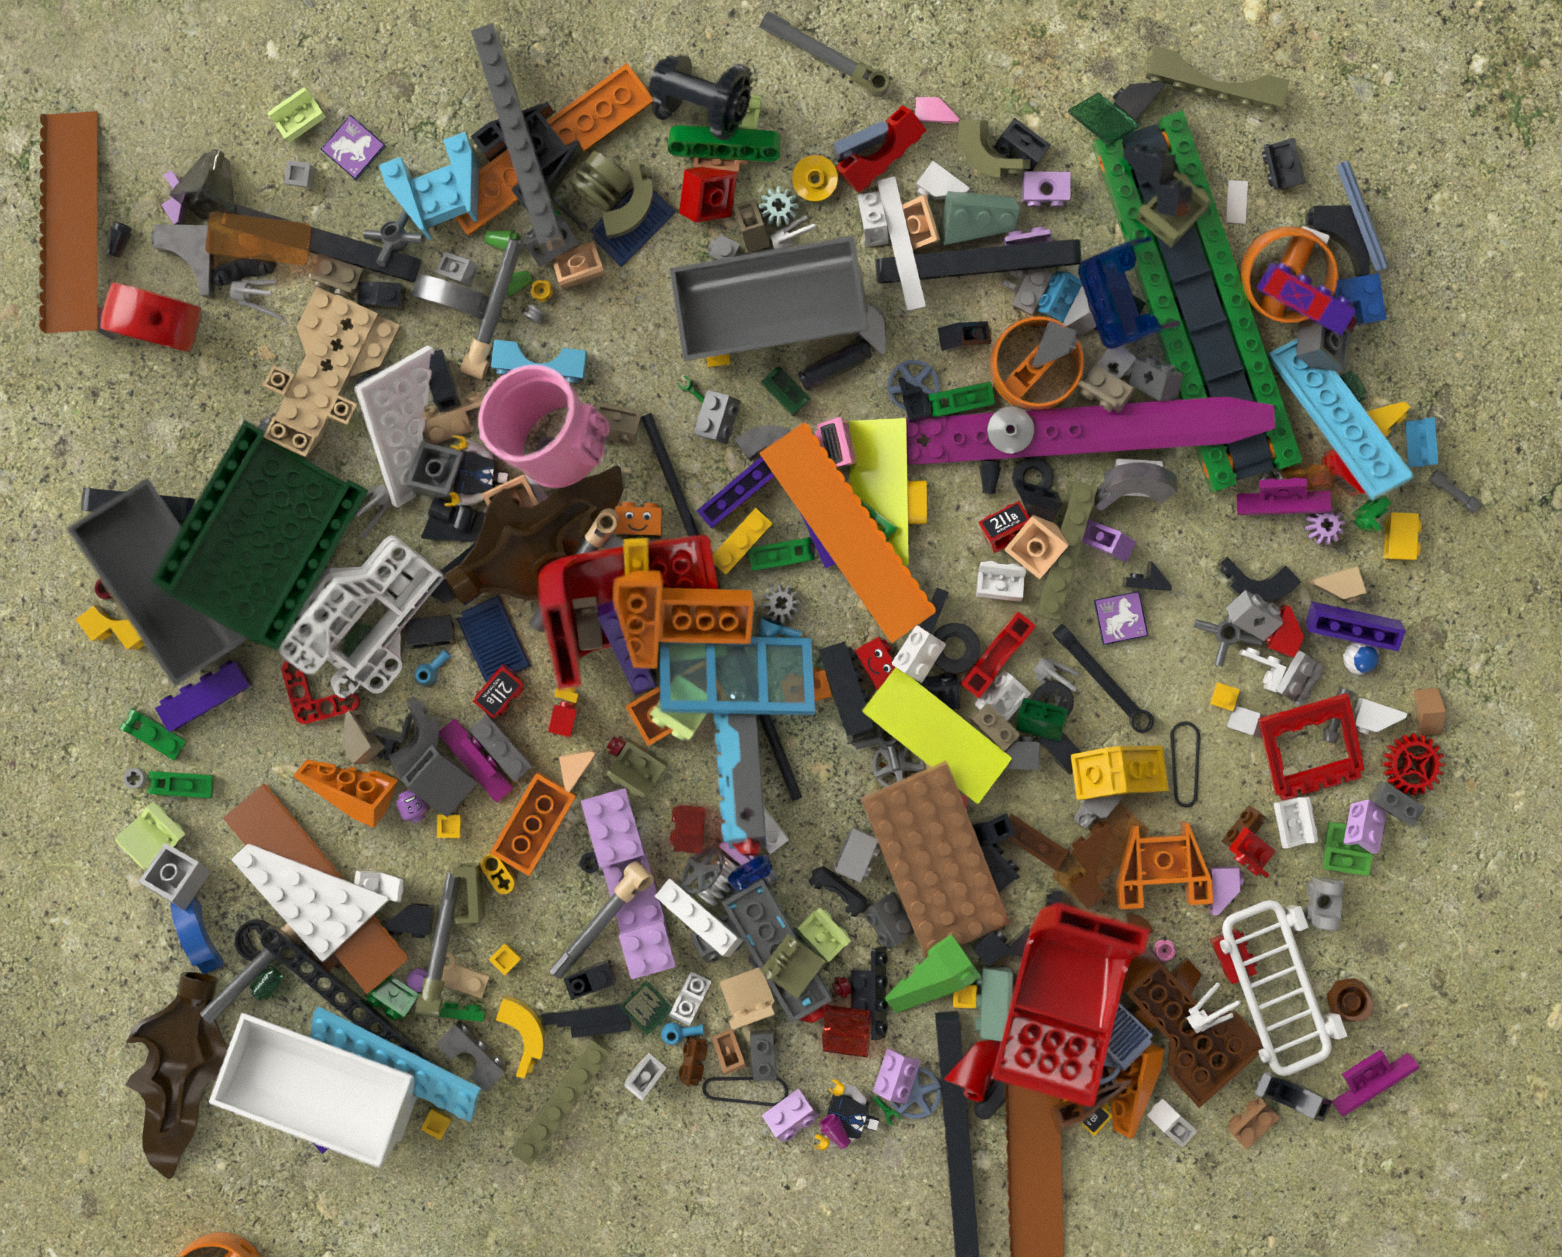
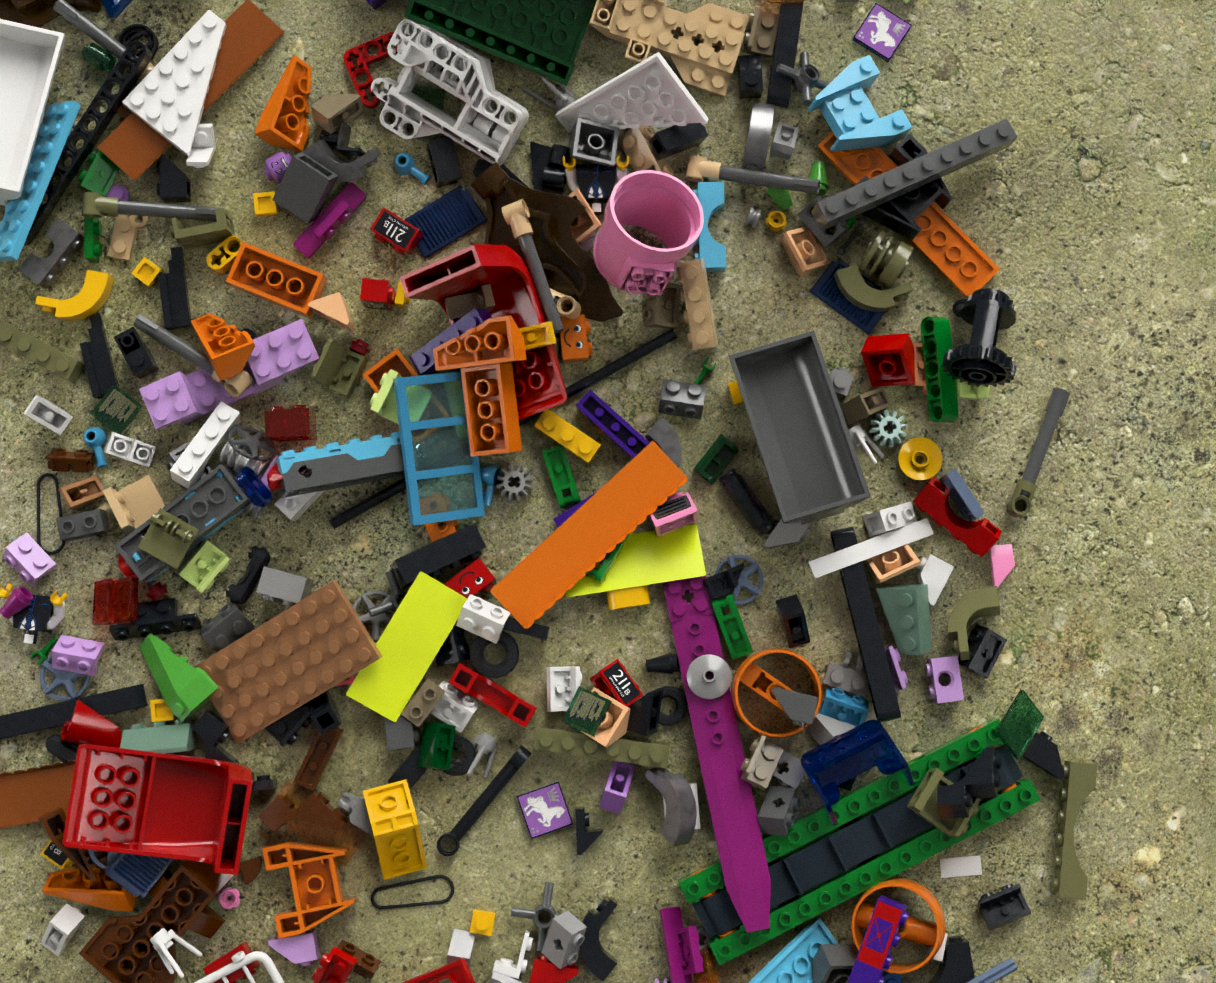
camera: 80 degrees right, 5 degrees down
(501, 748) = (335, 249): flat silver arch -> none
(505, 561) = (517, 216): none -> dark grey piece
(531, 931) = (175, 293): none -> black piece
(596, 885) = (223, 344): none -> orange wedge
(626, 385) = (698, 304): none -> tan brick
(1028, 560) = (586, 711): none -> piece

